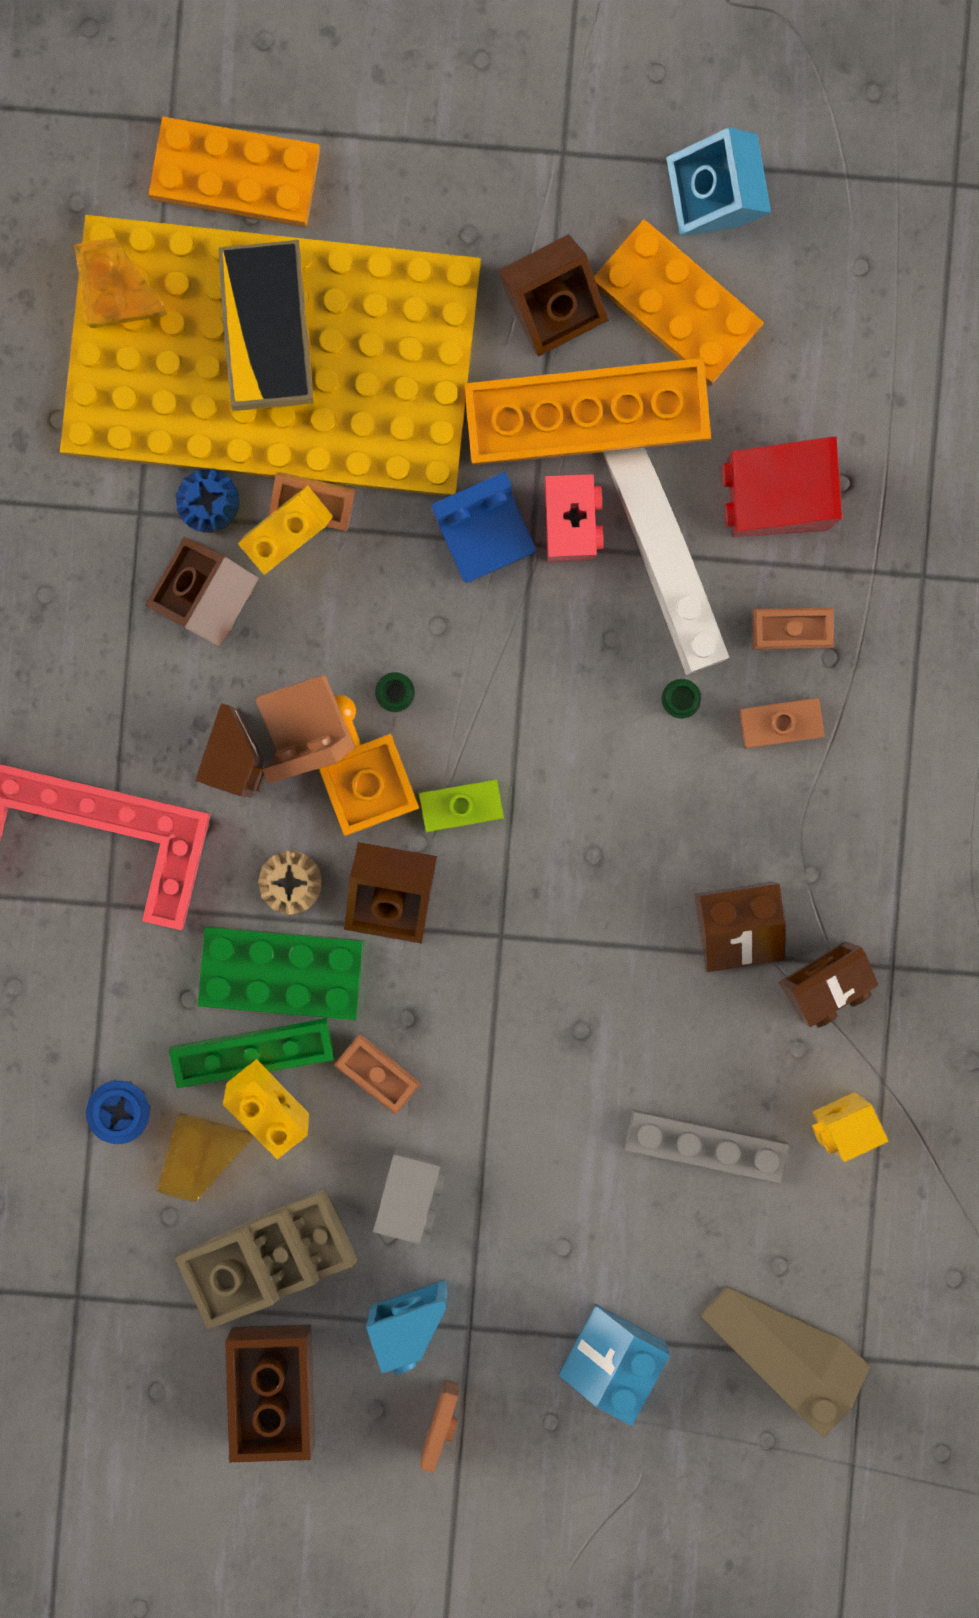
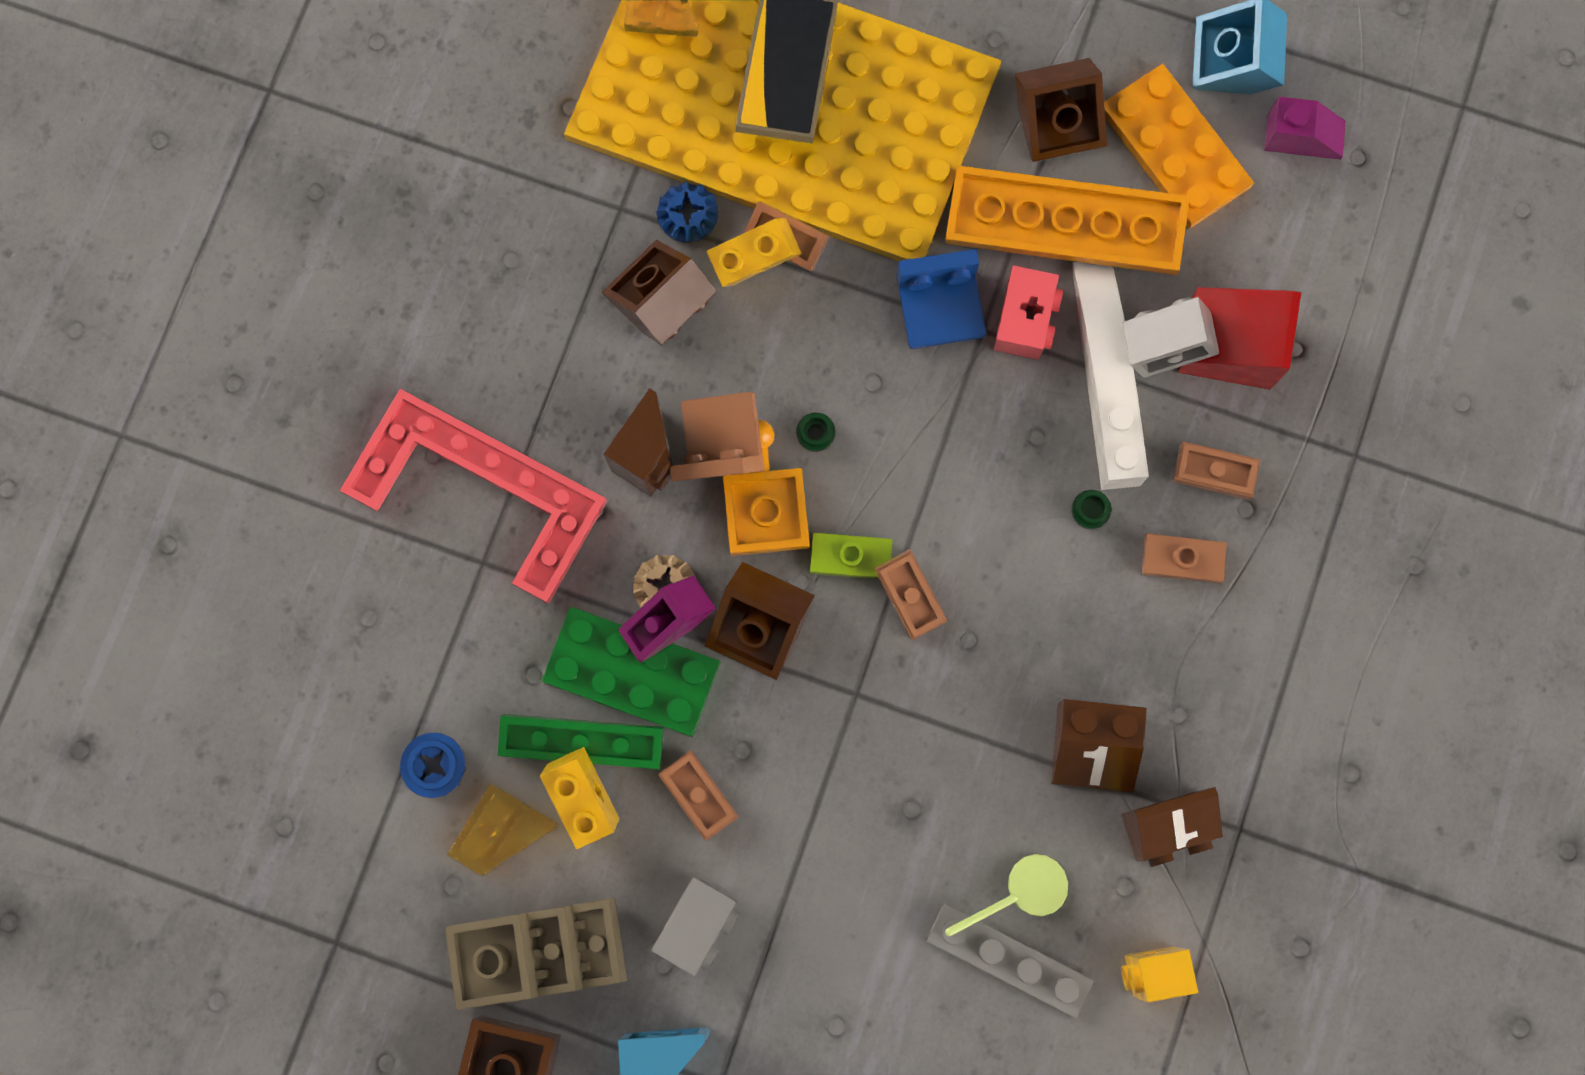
camera: 20 degrees right, 10 degrees down
(301, 918) = (666, 617): none -> magenta slope
(528, 829) = (910, 594): none -> nougat plate
(714, 1072) = (1035, 886): none -> yellowish green piece
(718, 511) = (1170, 337): none -> brick
(802, 253) = (1304, 129): none -> magenta slope

